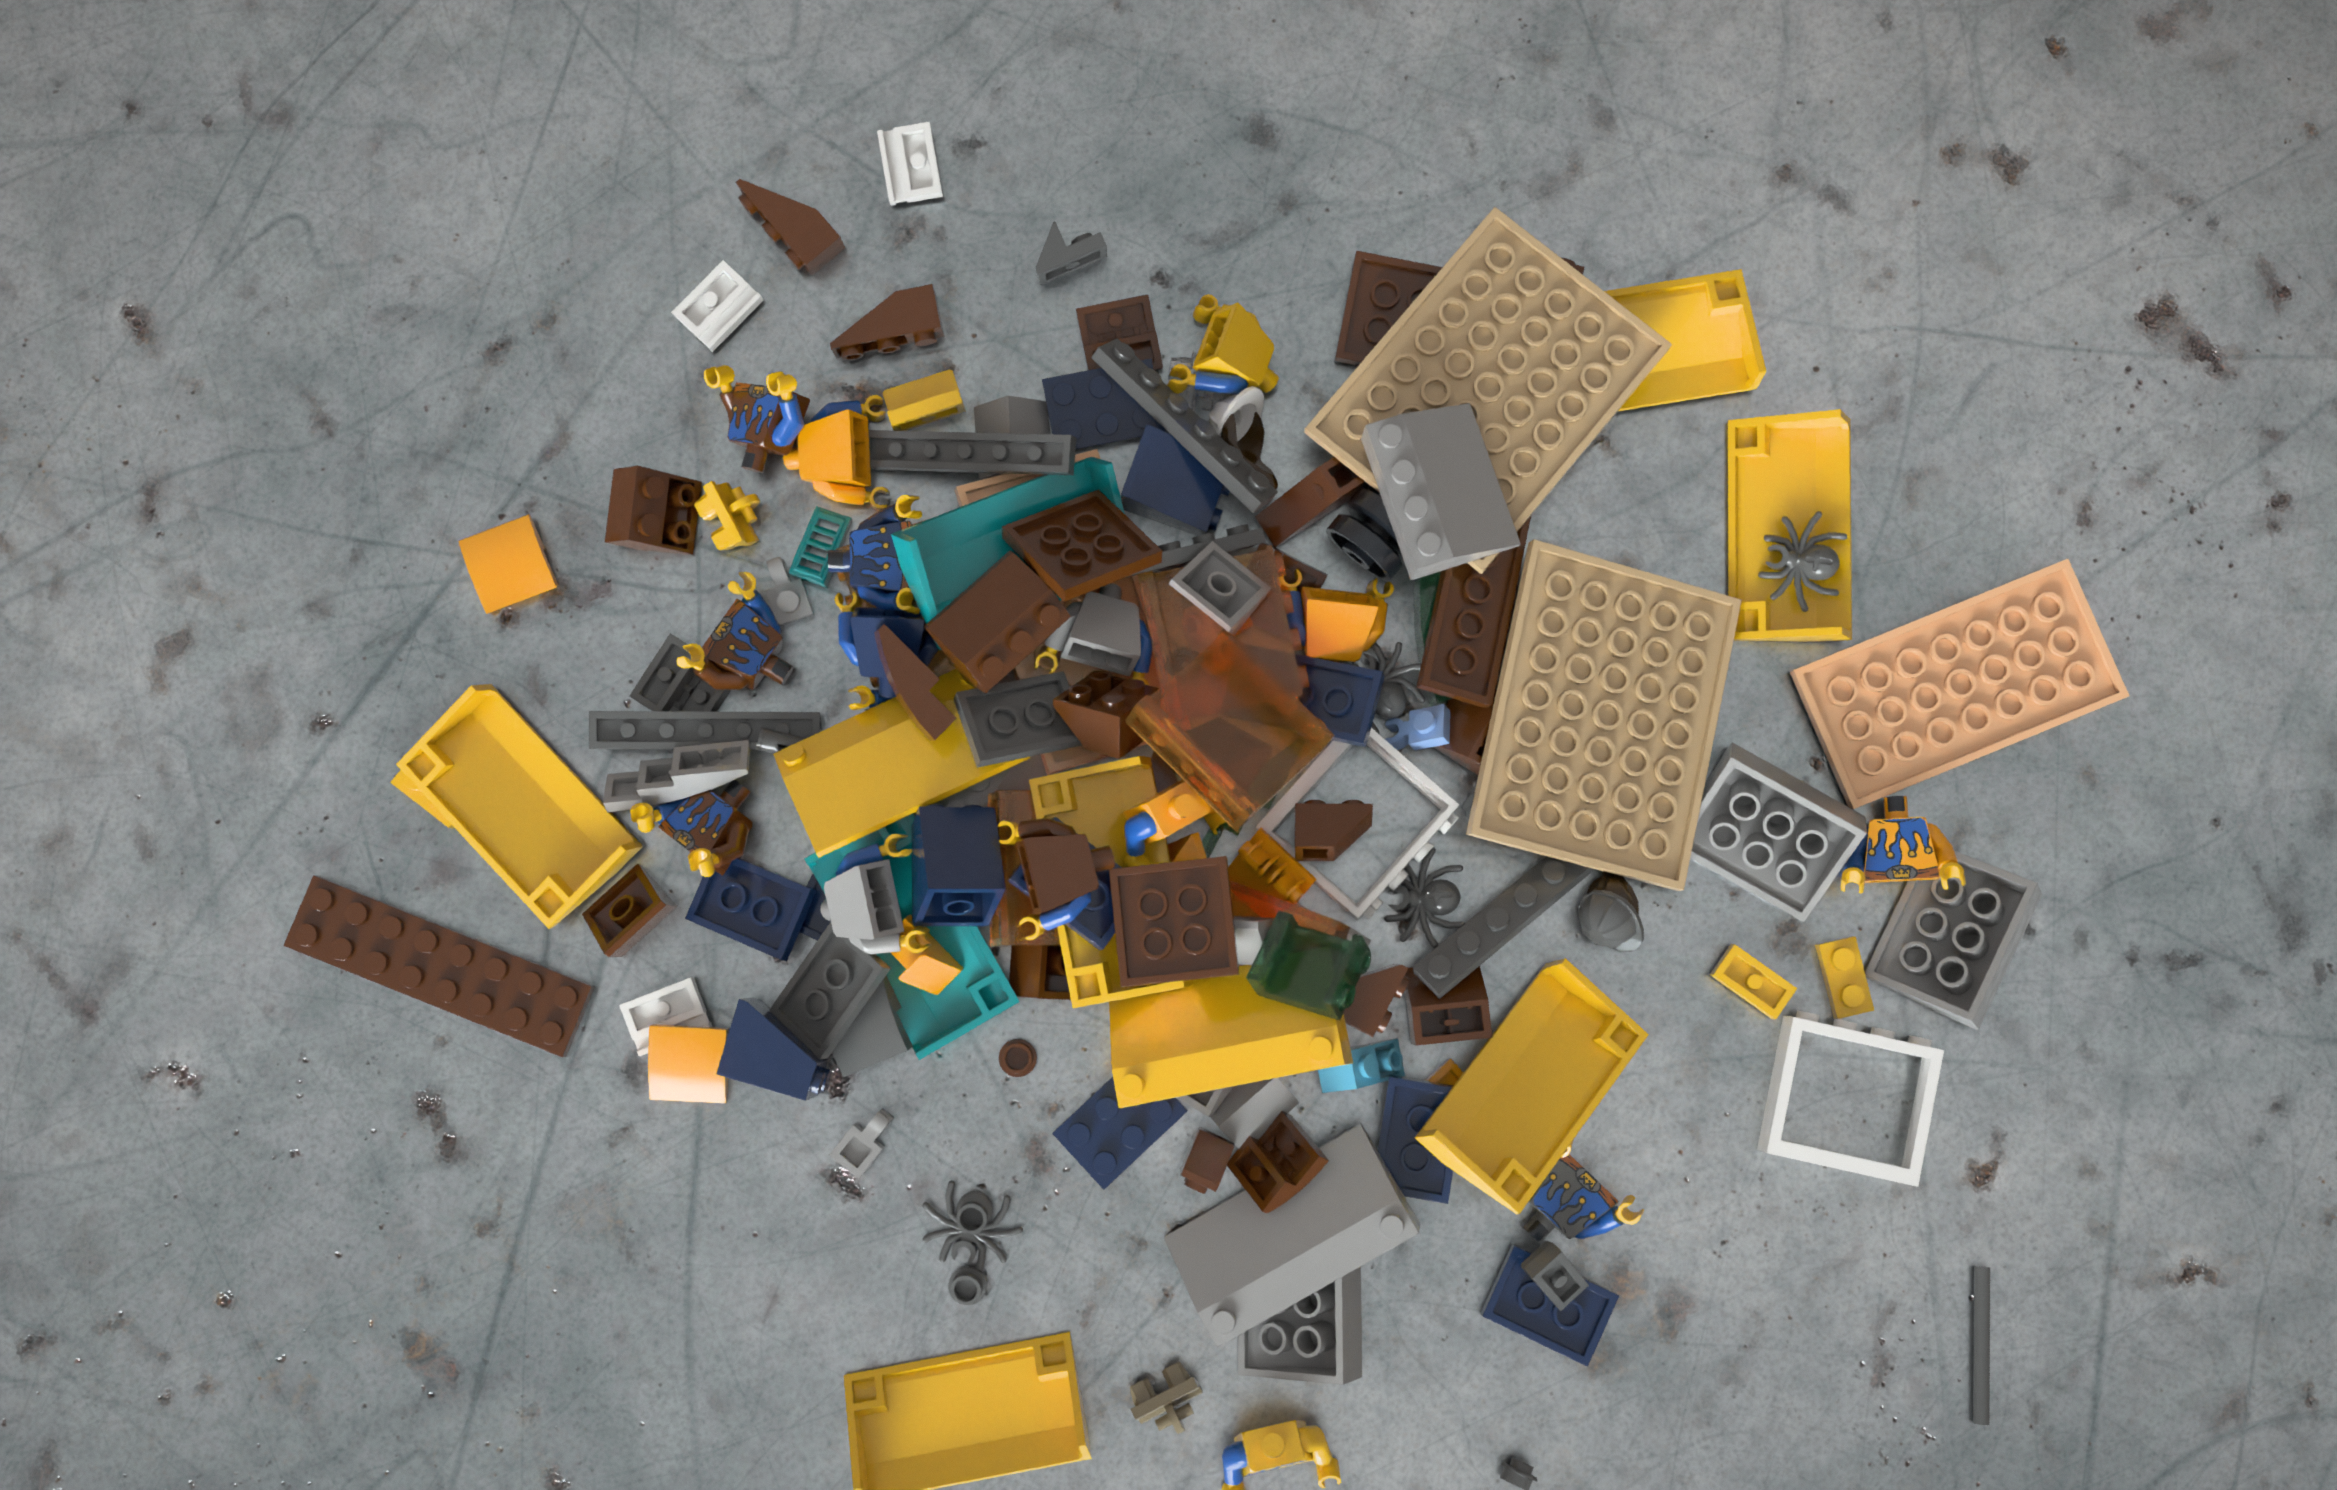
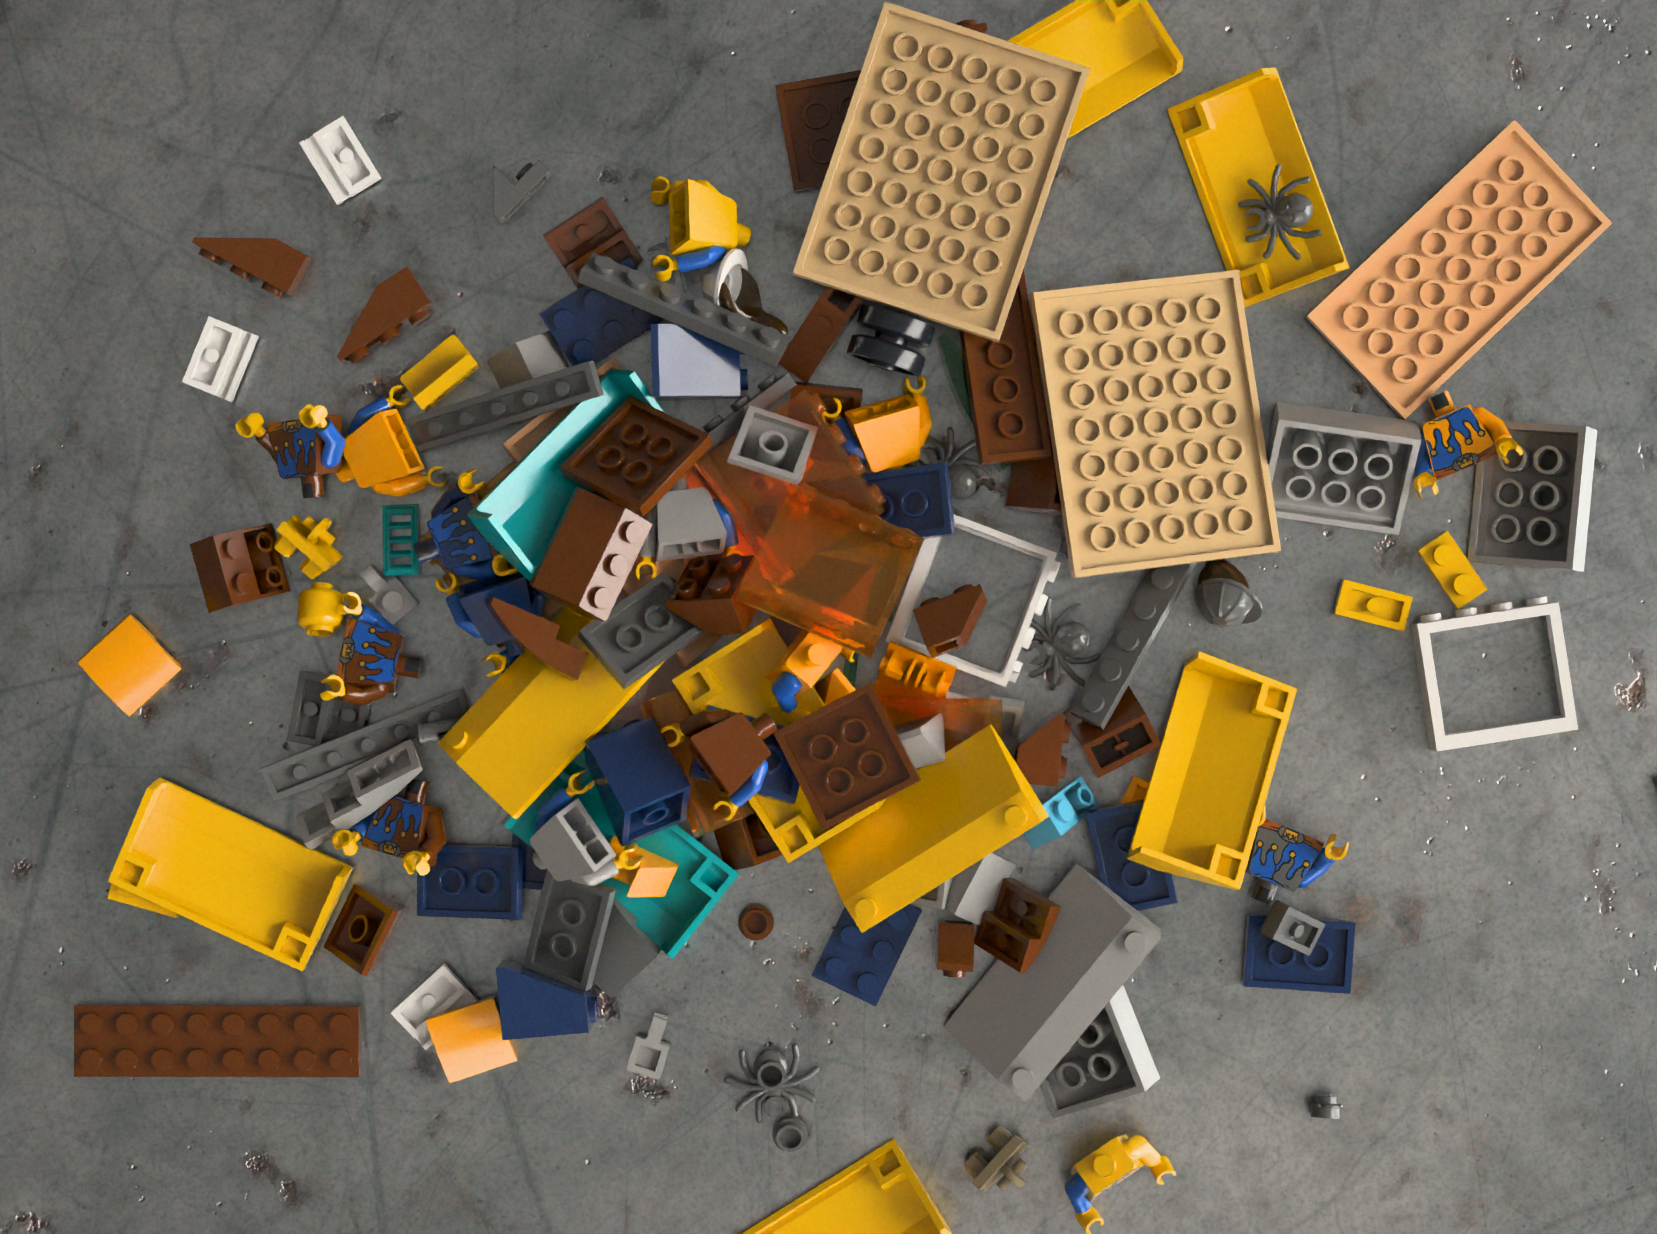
camera: 20 degrees left, 5 degrees up
(710, 582) = (318, 610): none -> yellow head
(1308, 967) = (979, 749): clear green panel -> none
(1425, 728) = (1001, 497): light blue plate -> none
(1438, 488) = (932, 282): light grey slope -> none

